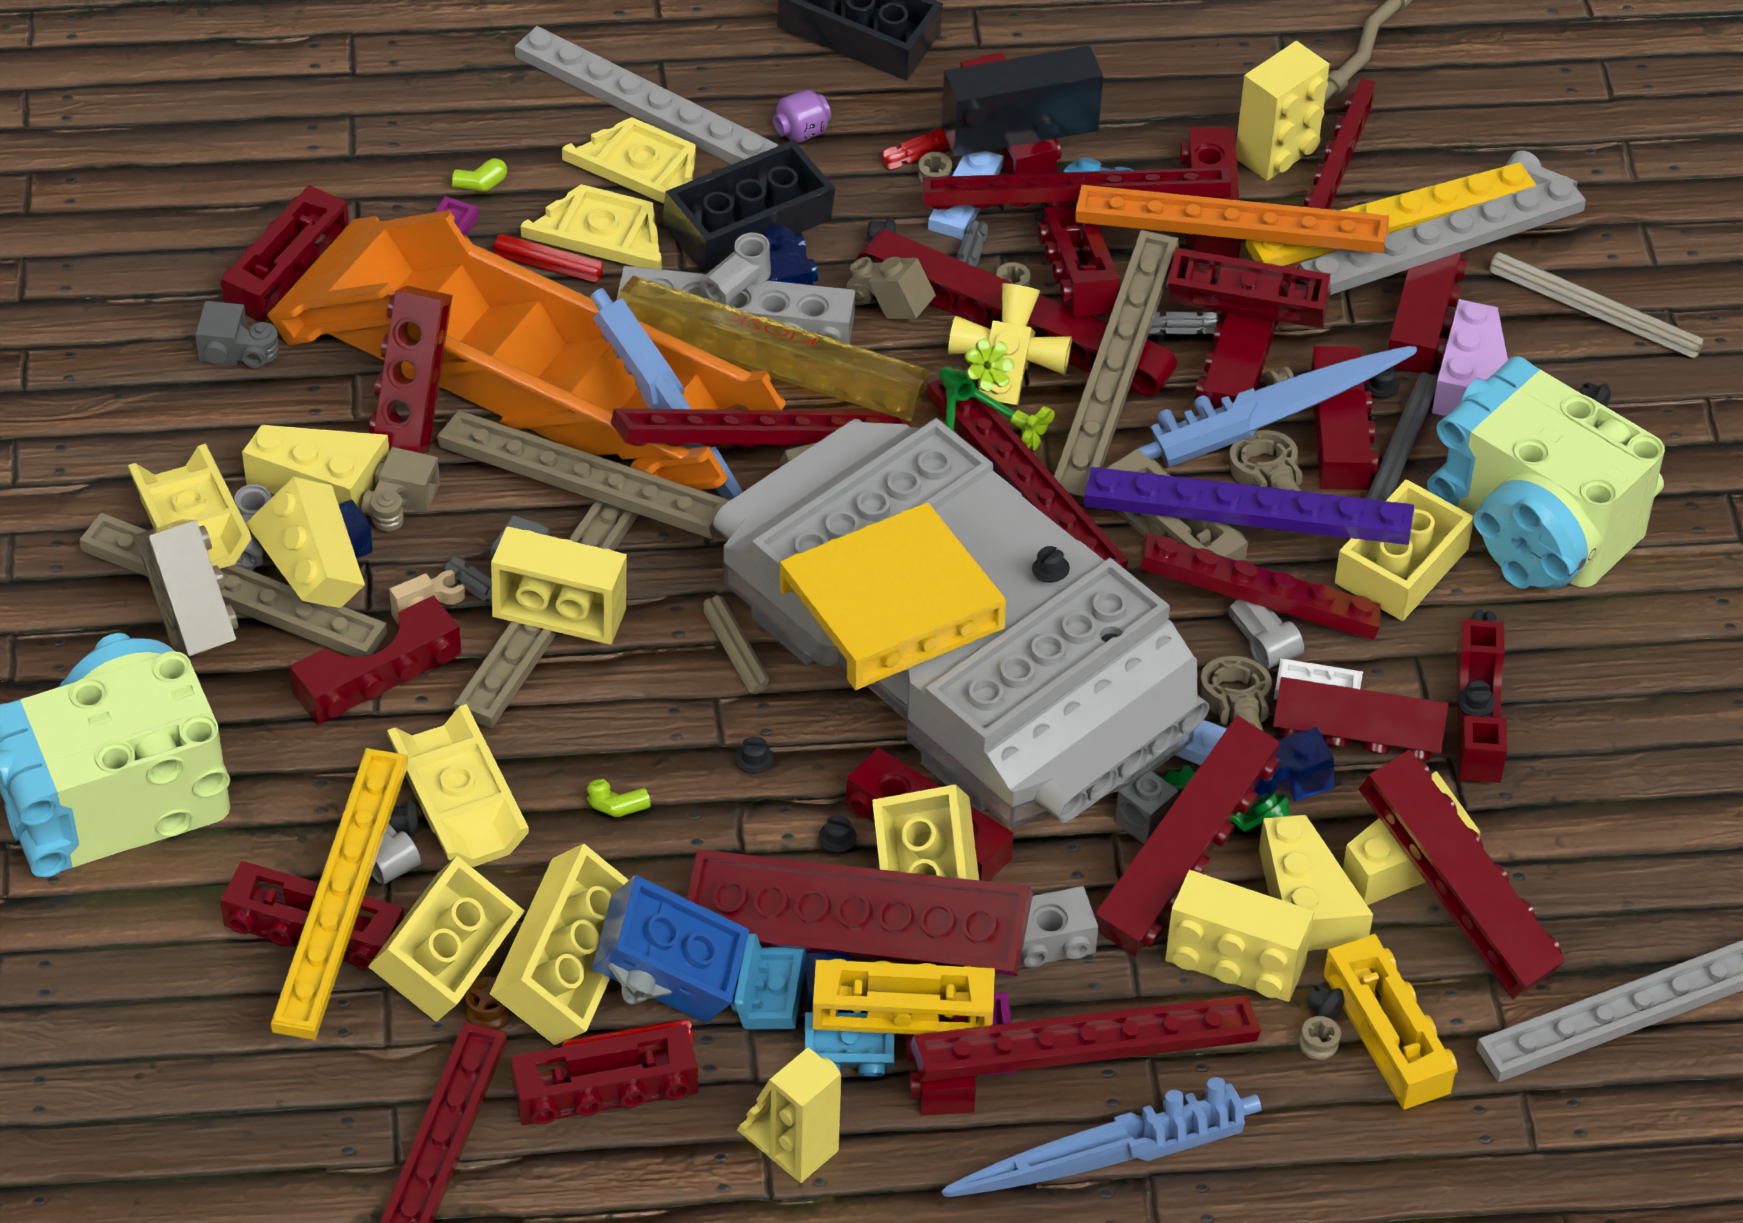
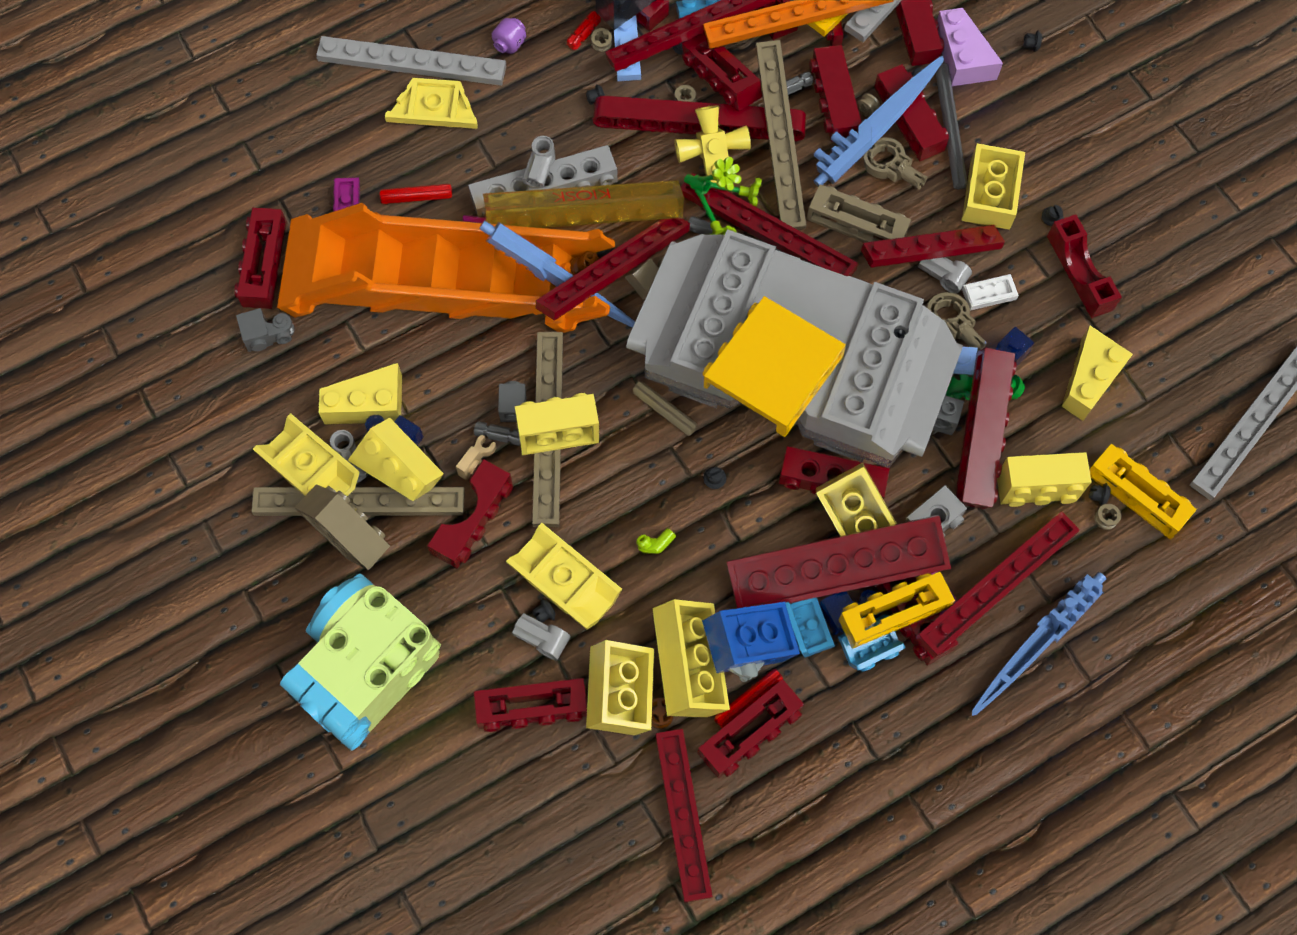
camera: 25 degrees left, 20 degrees up
(339, 895) = (544, 688): yellow tile -> none
(403, 481) = (419, 384): dark tan brick -> none
(431, 313) = (389, 280): dark red brick -> none
(481, 179) = (347, 155): lime arm -> none
(582, 473) = (523, 337): dark tan plate -> none
(600, 226) = (435, 159): light yellow wing -> none
(745, 198) = (514, 111): black brick -> none
(789, 257) = (564, 143): clear blue brick -> none
(798, 1115) = (873, 709): light yellow wedge -> none
(837, 834) = (787, 508): black piece -> none
(896, 283) = (626, 128): dark tan brick -> none
(973, 242) = (650, 82): dark grey axle -> none
(1050, 565) = (847, 304): black piece -> none
(1249, 288) = (832, 54): dark red brick -> none
(1249, 505) = (904, 198): dark purple plate -> none
(1307, 874) = (1054, 424): light yellow wedge -> none
(1362, 716) = (1026, 305): dark red brick -> none
(1462, 874) = (1141, 387): dark red brick -> none
(1476, 699) = (1083, 268): black piece -> none
(1547, 476) = (1050, 109): yellowish green piece -> none

